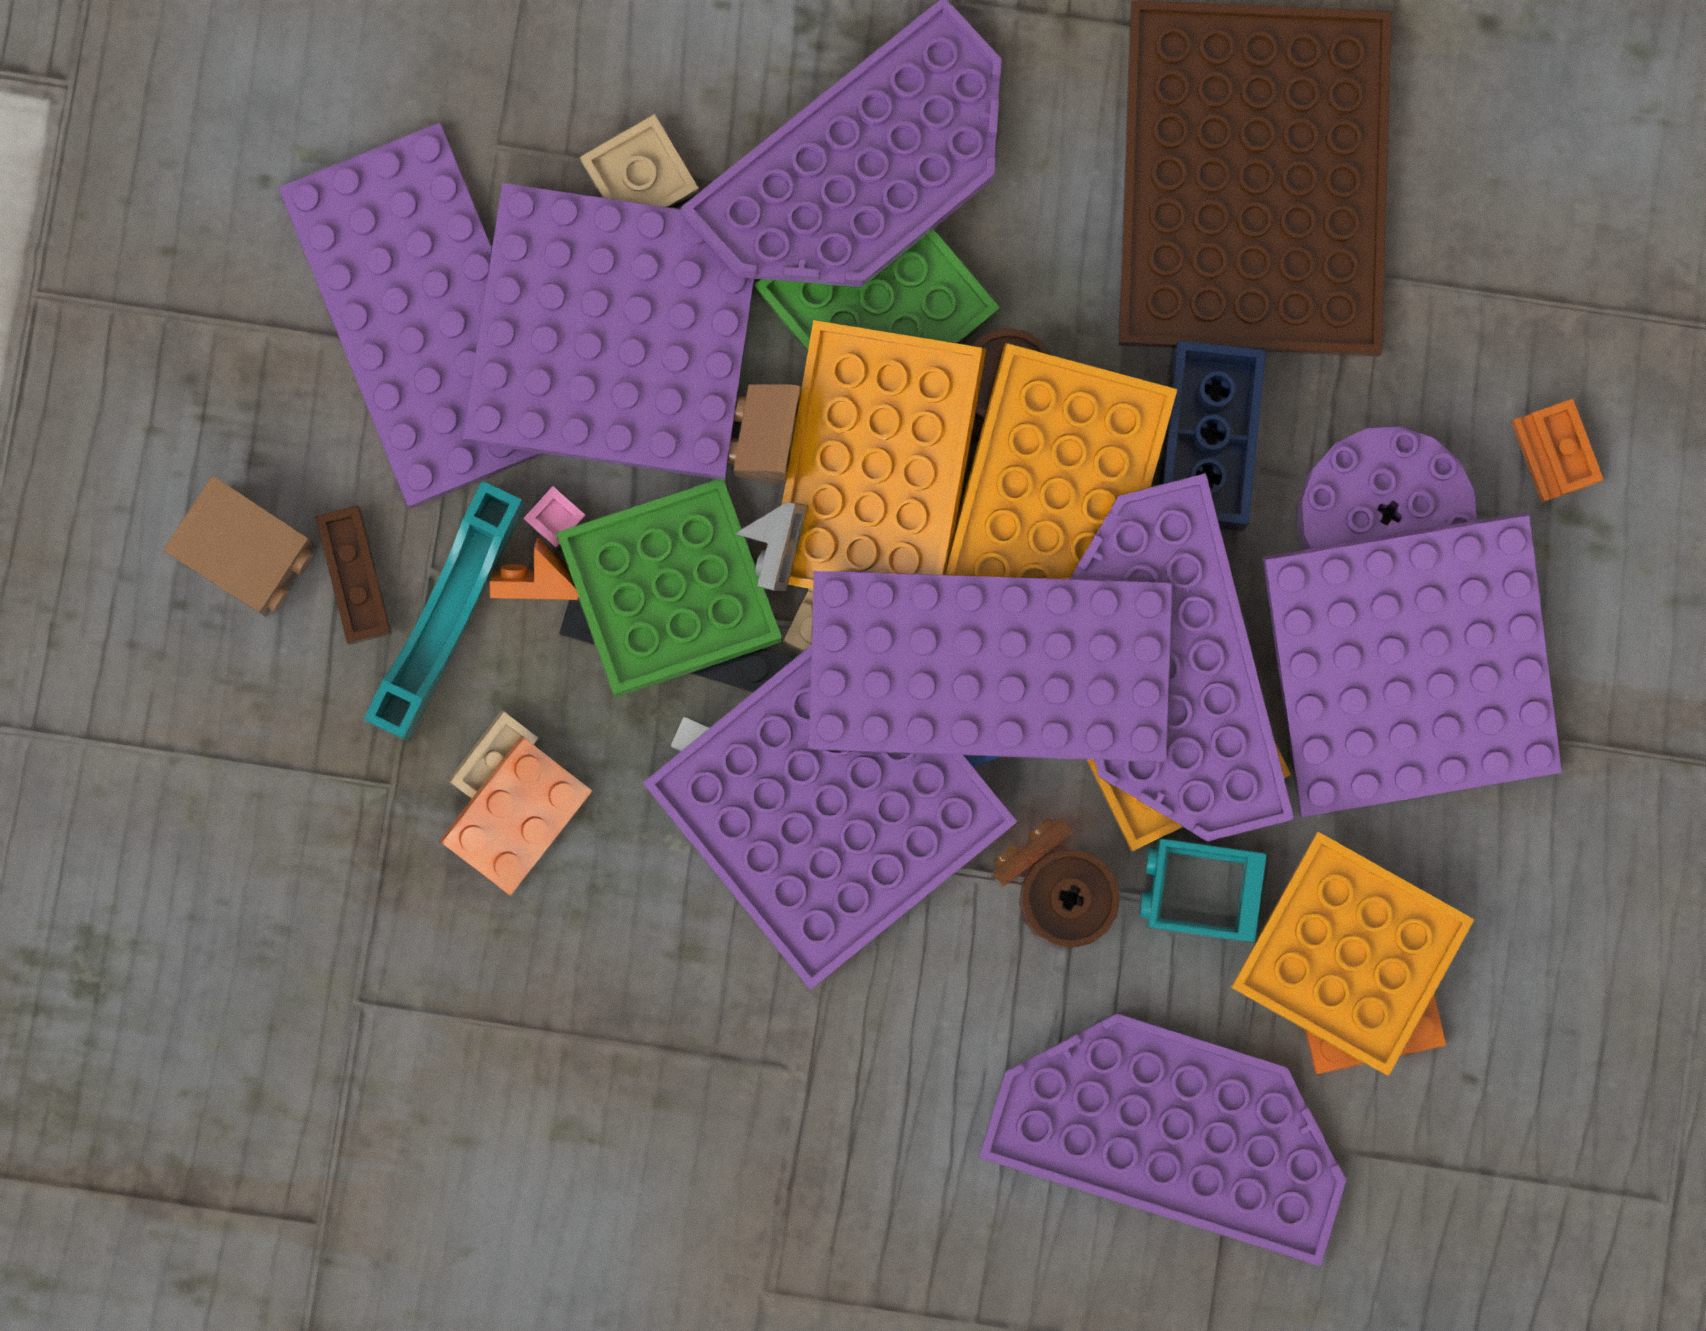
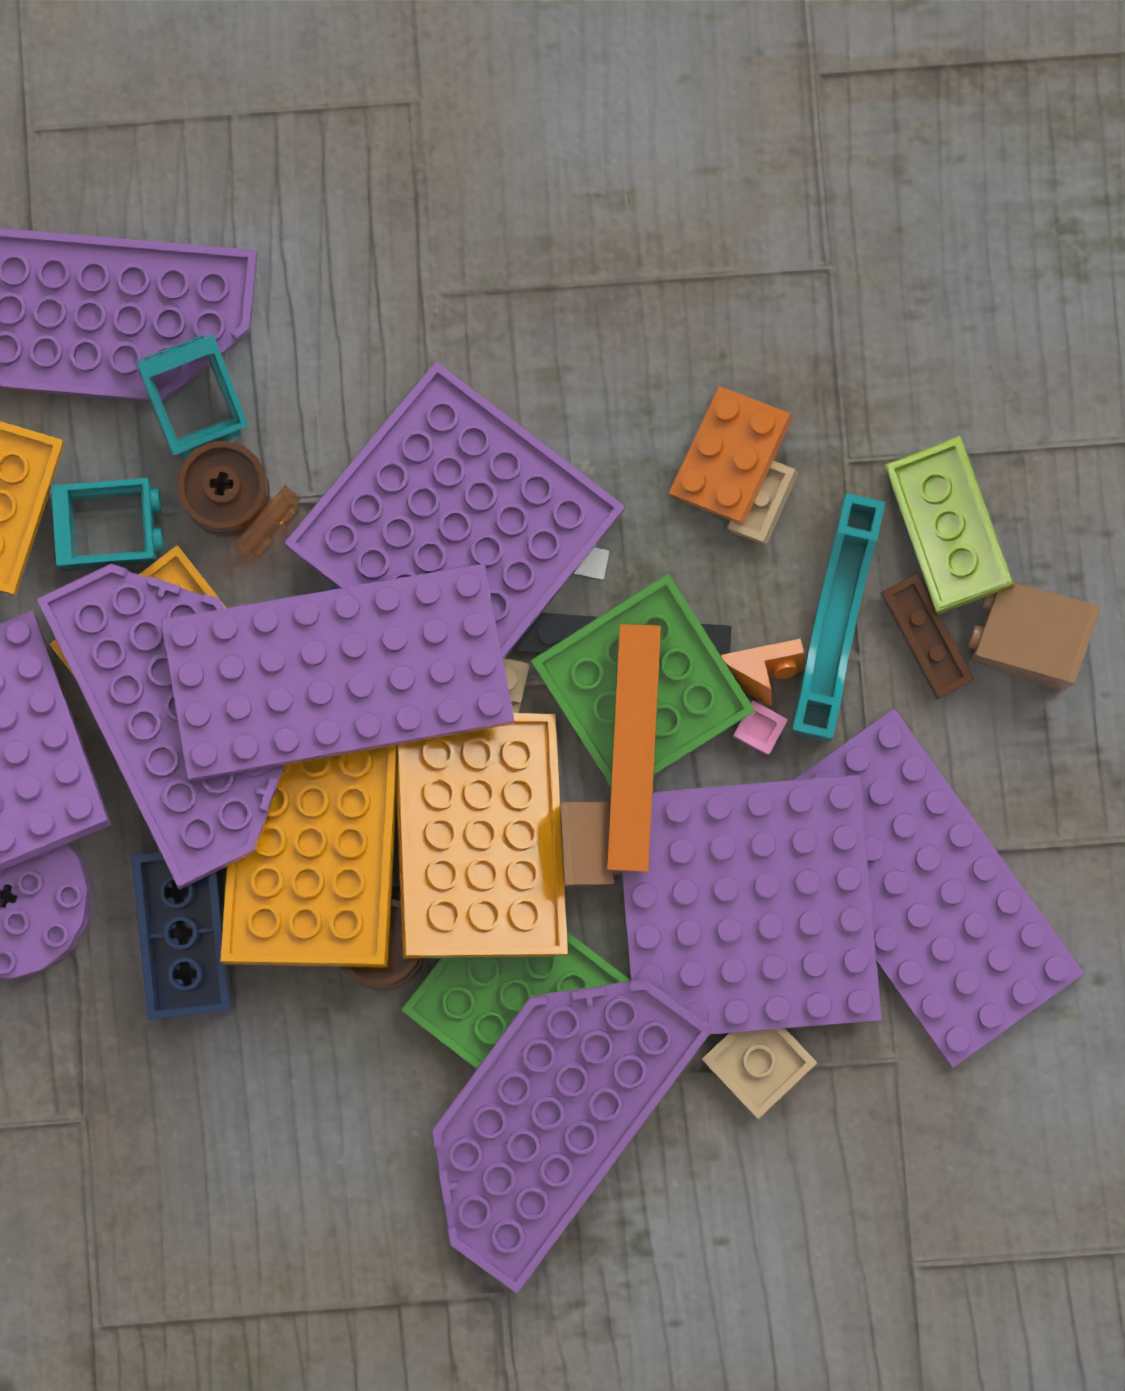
camera: 165 degrees right, 0 degrees up
(300, 685) = (949, 525): none -> lime plate
(693, 518) = (634, 747): none -> orange tile
(782, 533) = (551, 750): light grey slope -> none
(1089, 1049) = (175, 356): none -> teal window
(1255, 177) = (191, 1189): reddish brown plate -> none

